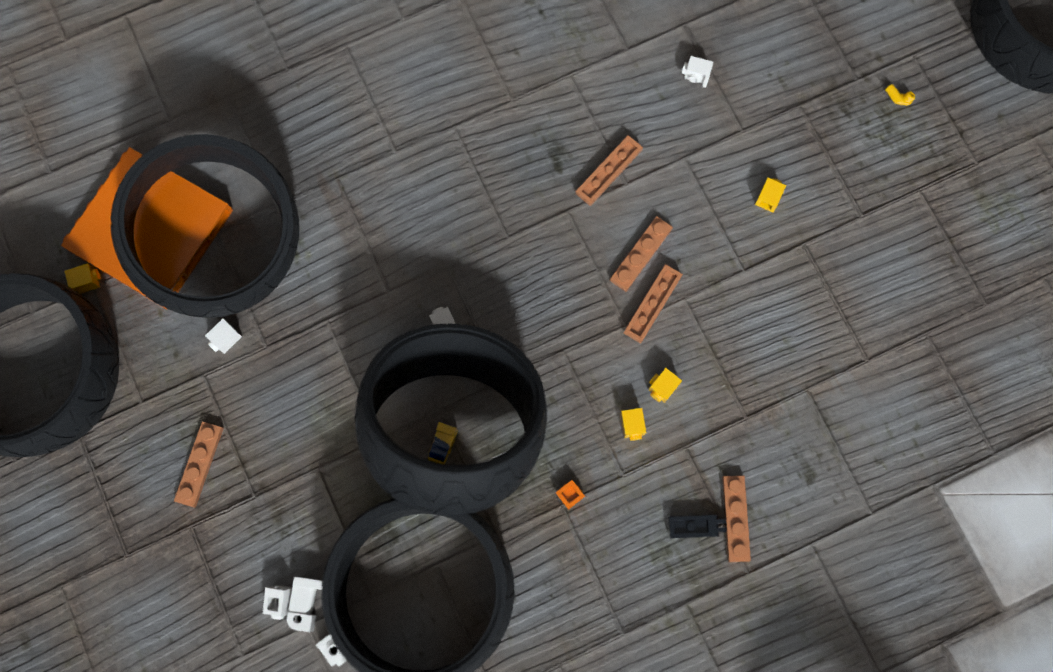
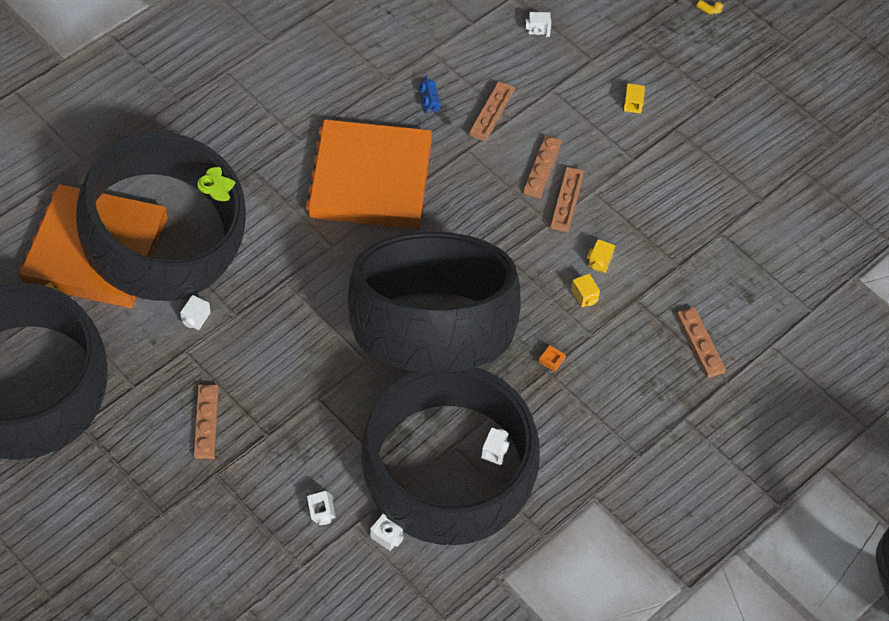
camera: 25 degrees left, 20 degrees down
(266, 214) = (218, 185): none -> lime plate
(302, 604) = (343, 492): white piece -> none
(453, 216) = (370, 174): none -> orange brick
(453, 621) = (495, 446): none -> white brick
(549, 123) = (429, 95): none -> blue hinge
(695, 526) = (669, 355): black hinge -> none

